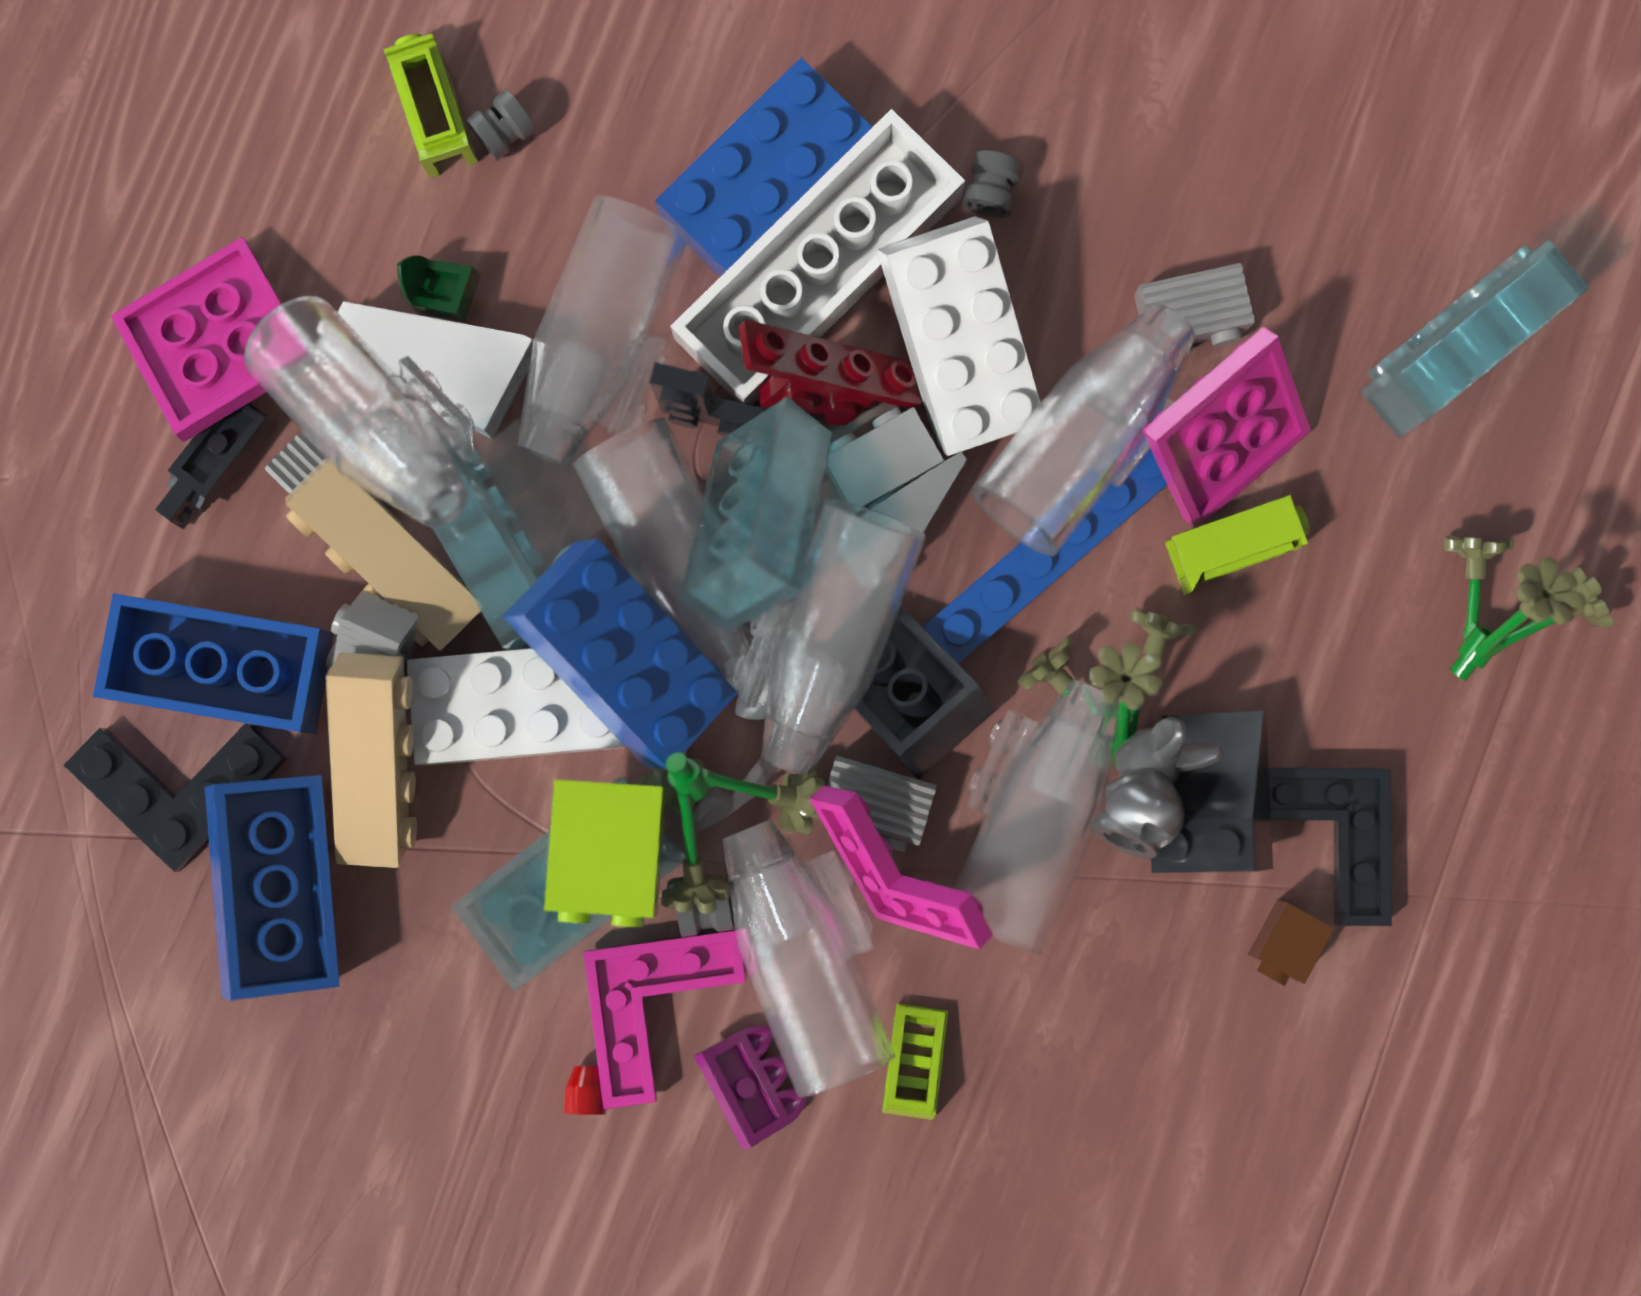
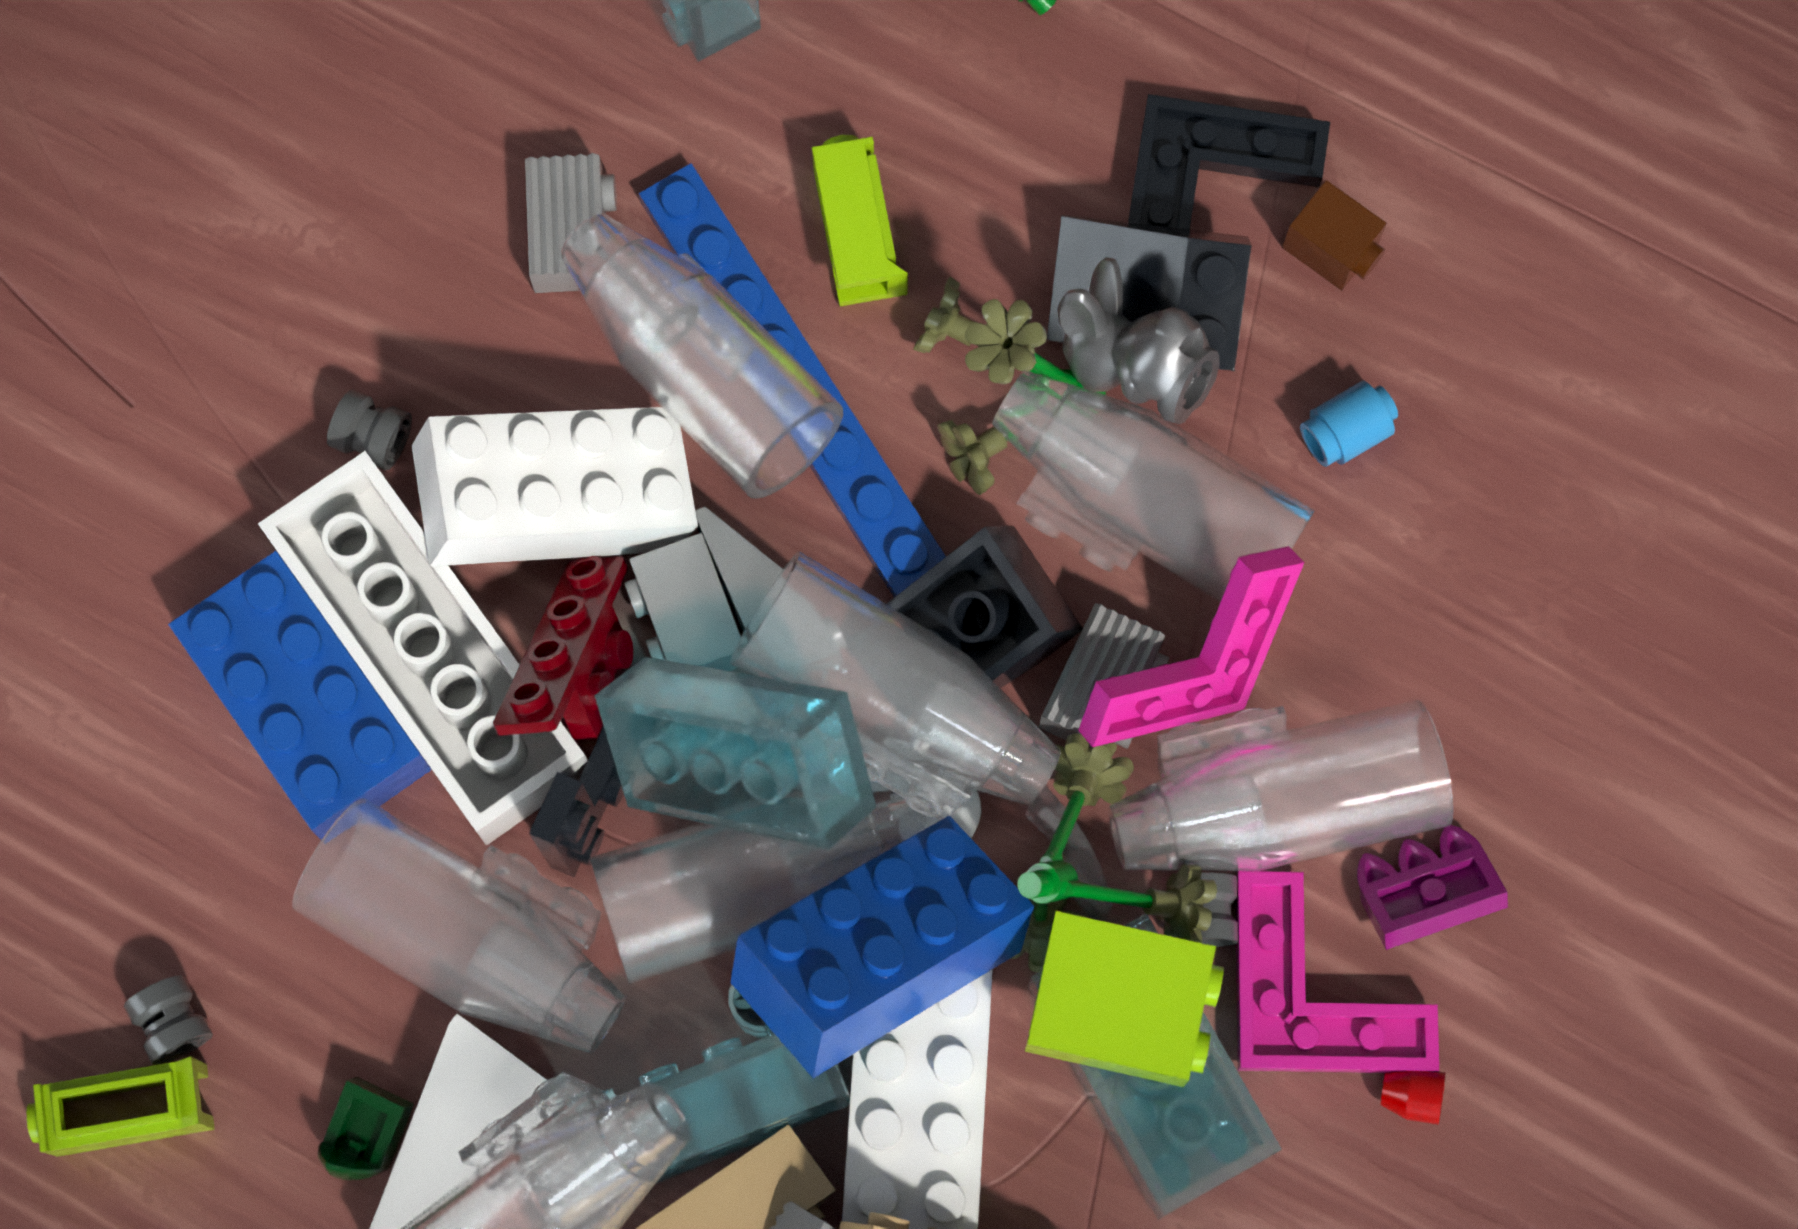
camera: 85 degrees left, 10 degrees down
(906, 1106) = (1429, 666): lime slope -> none
(1127, 974) = (1349, 424): none -> dark azure brick
(1228, 428) = (722, 199): dark pink plate -> none

